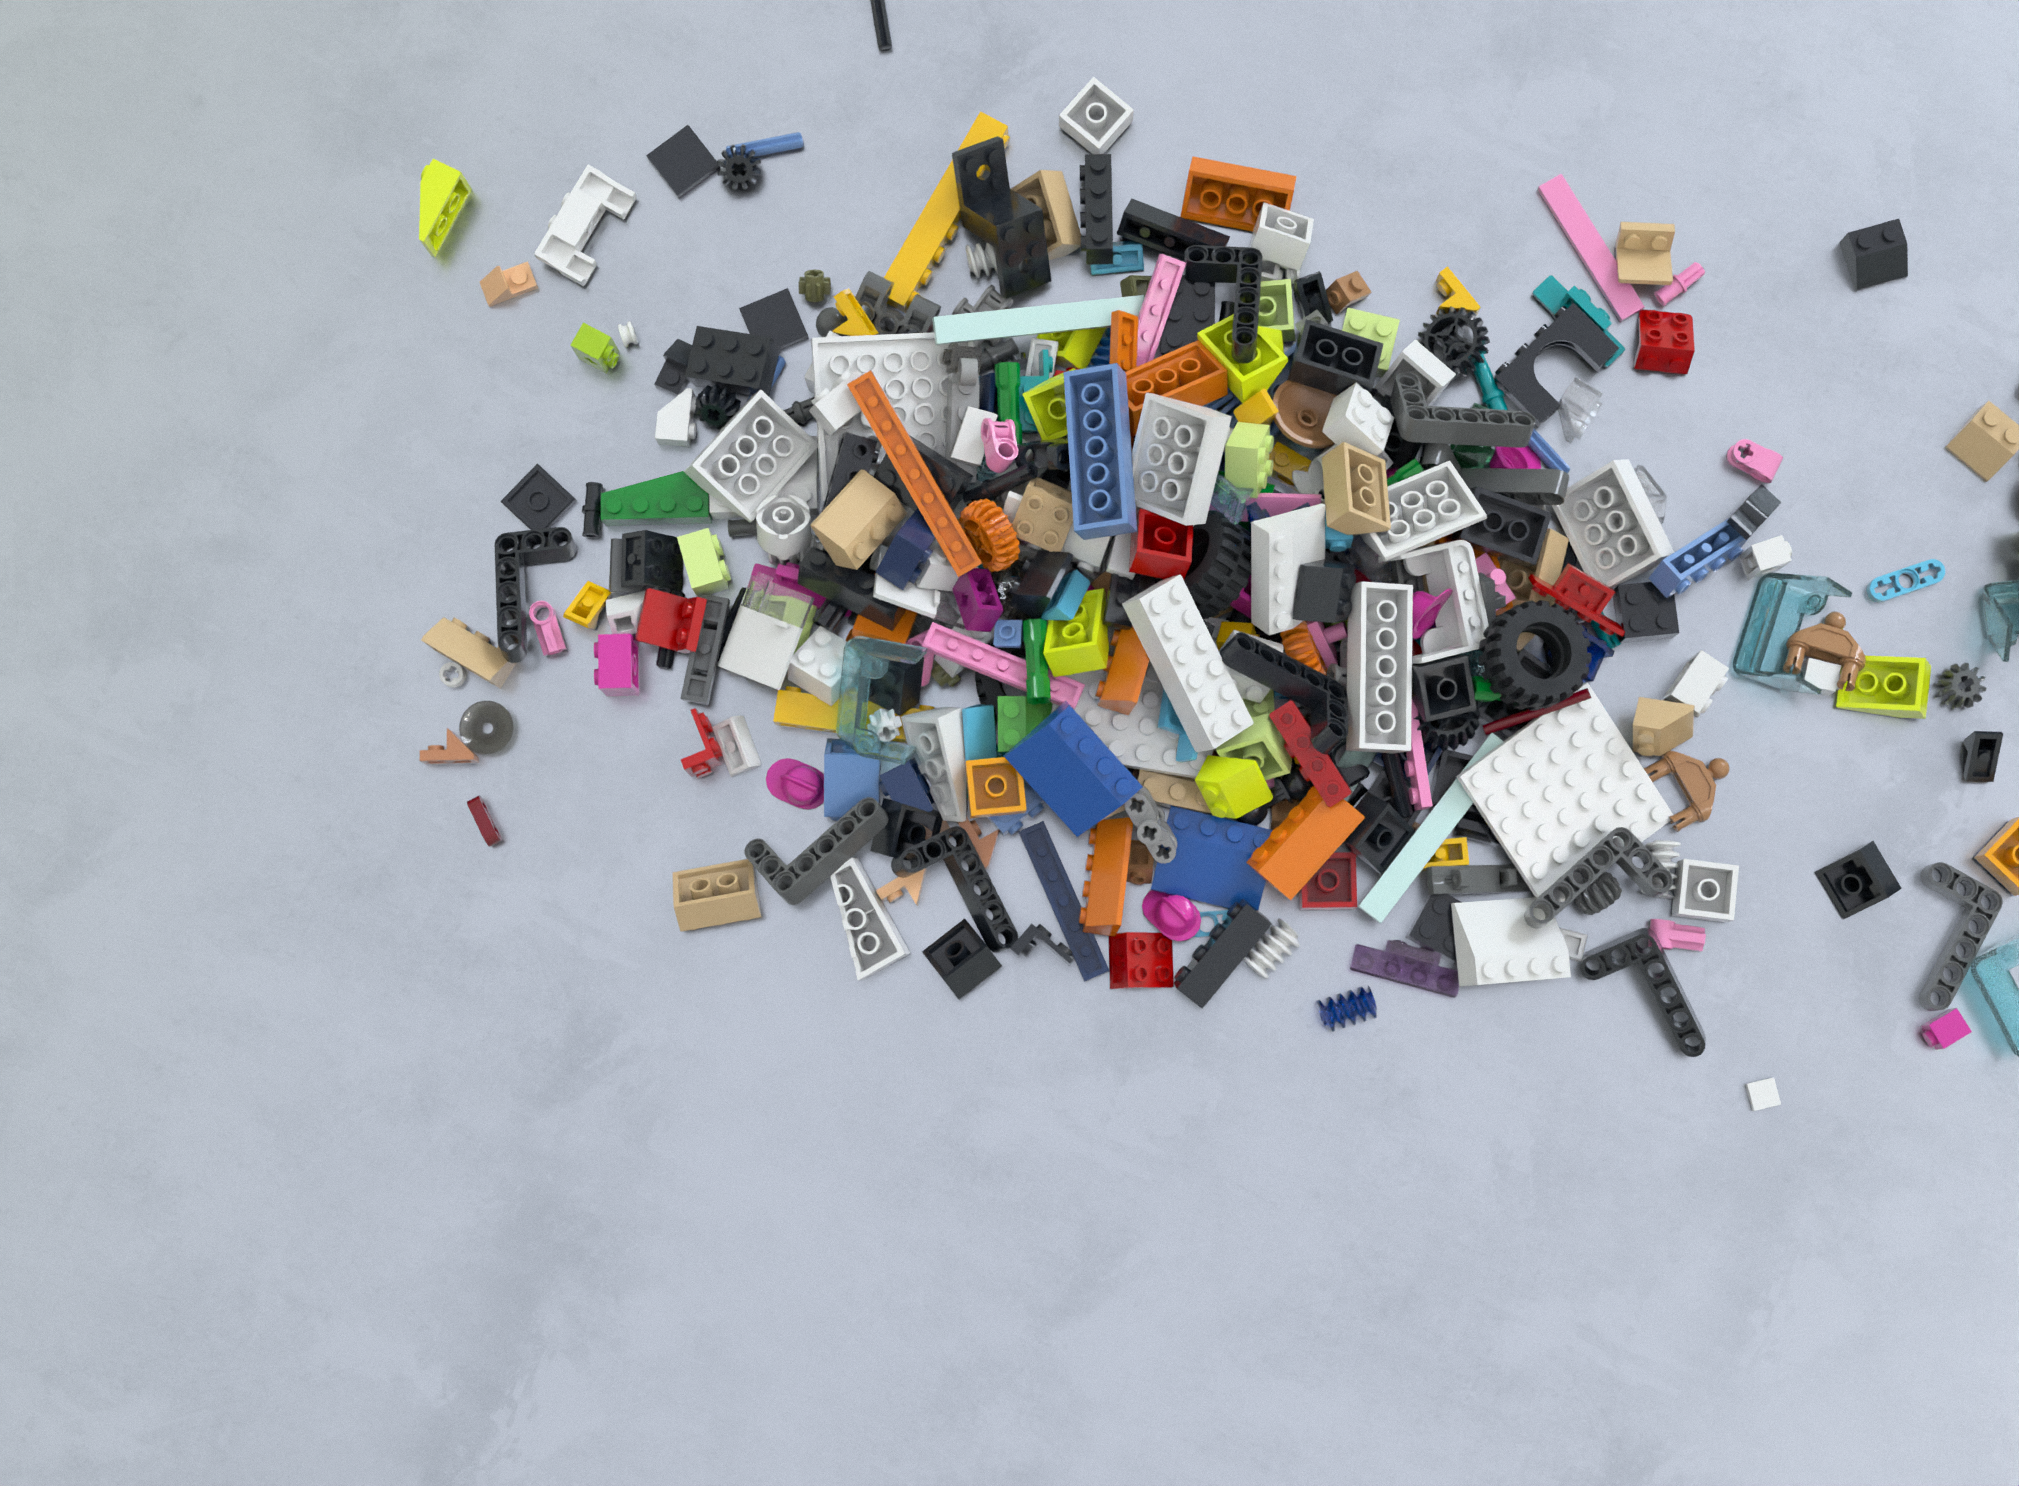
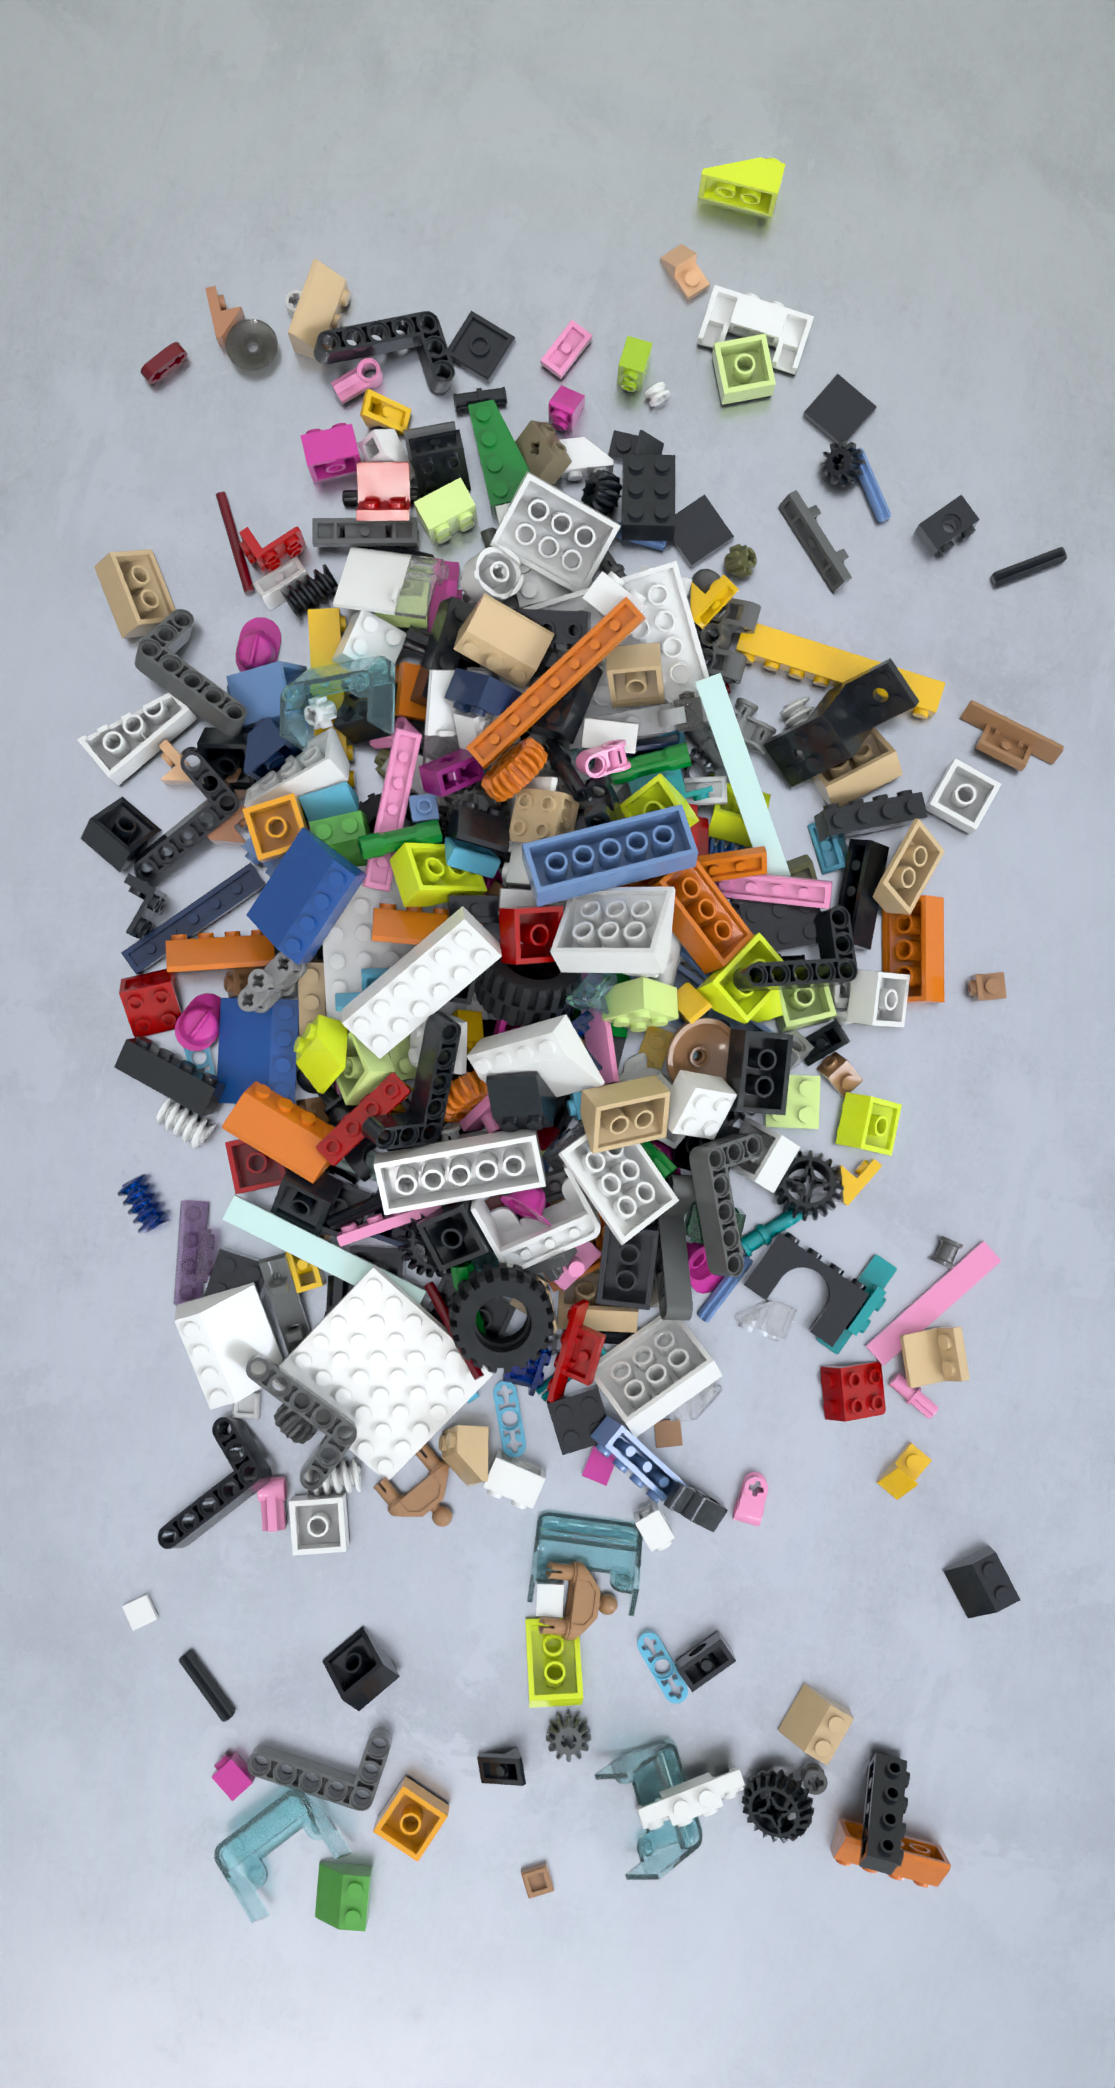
camera: 70 degrees right, 5 degrees up
(561, 414) = (566, 349): none -> bright pink plate
(623, 244) = (743, 369): none -> yellowish green brick
(623, 425) = (565, 408): none -> dark pink slope
(664, 454) = (543, 451): none -> dark tan brick
(681, 786) = (234, 542): none -> dark red bar
(752, 715) = (310, 591): none -> black piece
(810, 209) = (815, 541): none -> dark grey hinge
(824, 95) = (956, 513): none -> black brick
(918, 400) = (635, 675): none -> tan slope
(1047, 64) = (1008, 739): none -> medium nougat bracket
(1161, 182) = (909, 870): none -> tan slope
(1287, 133) = (987, 986): none -> medium nougat bracket
(1402, 274) = (868, 1123): none -> neon yellow slope
(1543, 223) = (946, 1252): none -> dark grey bush
(1651, 690) = (520, 1436): none -> medium azure beam
(1676, 529) = (668, 1433): none -> medium nougat tile
(1694, 602) = (597, 1466): none -> dark pink brick
(1754, 310) = (903, 1471): none -> yellow slope
(1850, 1040) = (206, 1686): none -> black axle
(1908, 534) = (705, 1661): none -> black brick

